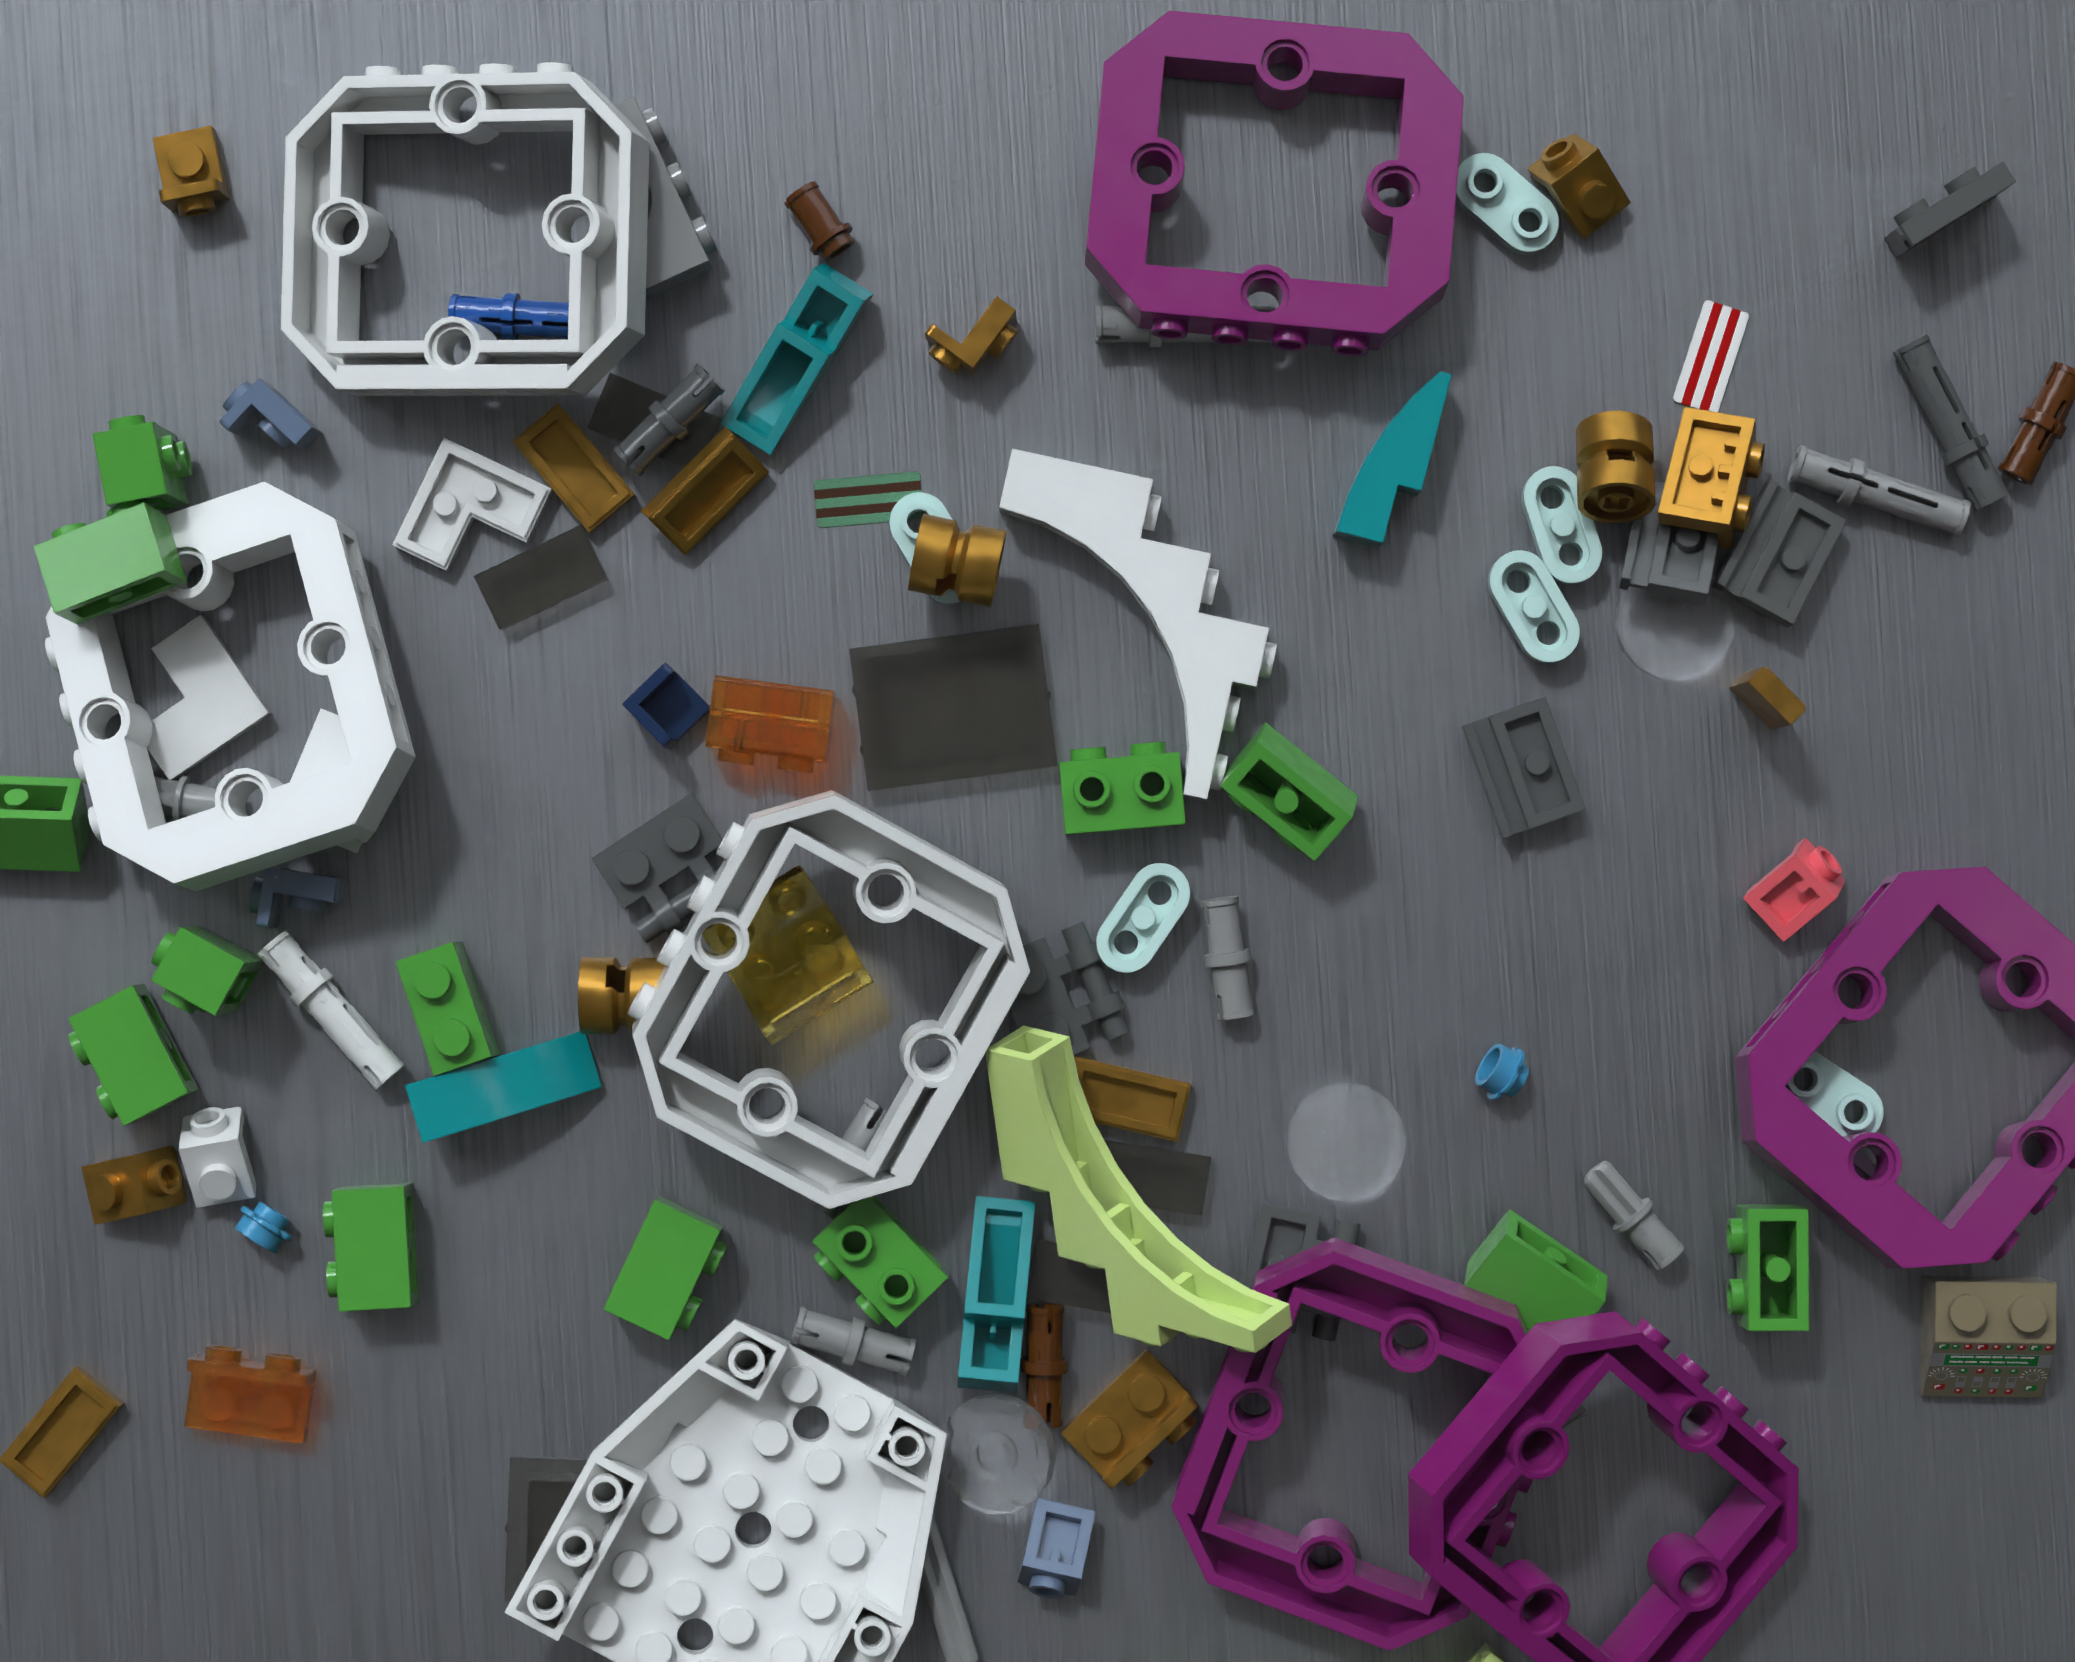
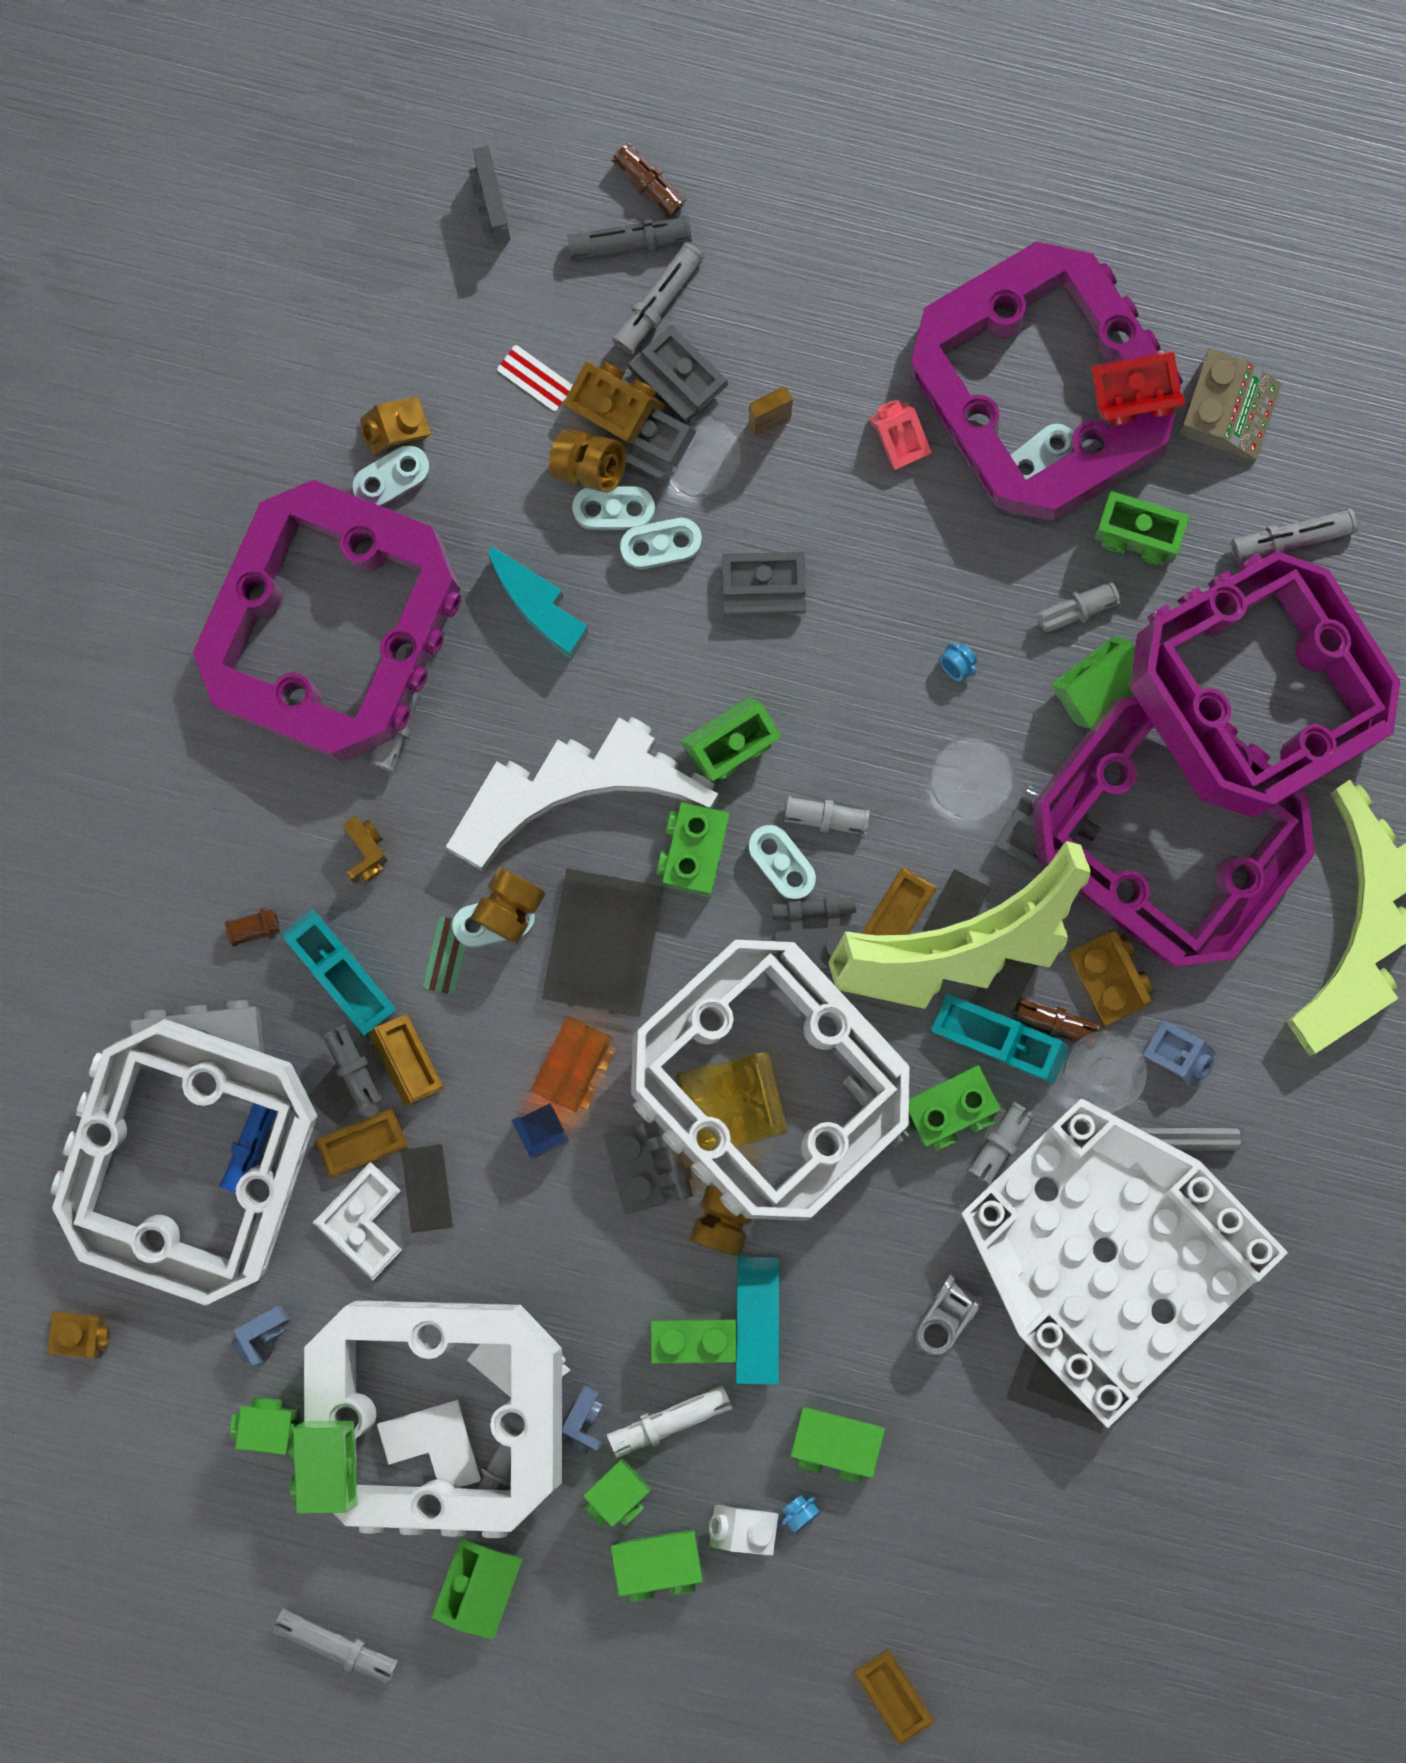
camera: 70 degrees left, 5 degrees down
(134, 1185) = (744, 1593): pearl gold bracket -> none
(250, 1395) = (910, 1560): clear orange bracket -> none
(595, 1344) = (948, 1315): none -> light grey piece
(665, 1269) = (913, 1250): bright green brick -> none
(1818, 1463) = (1294, 535): none -> light grey pin
(1965, 1201) = (1137, 387): none -> red bracket

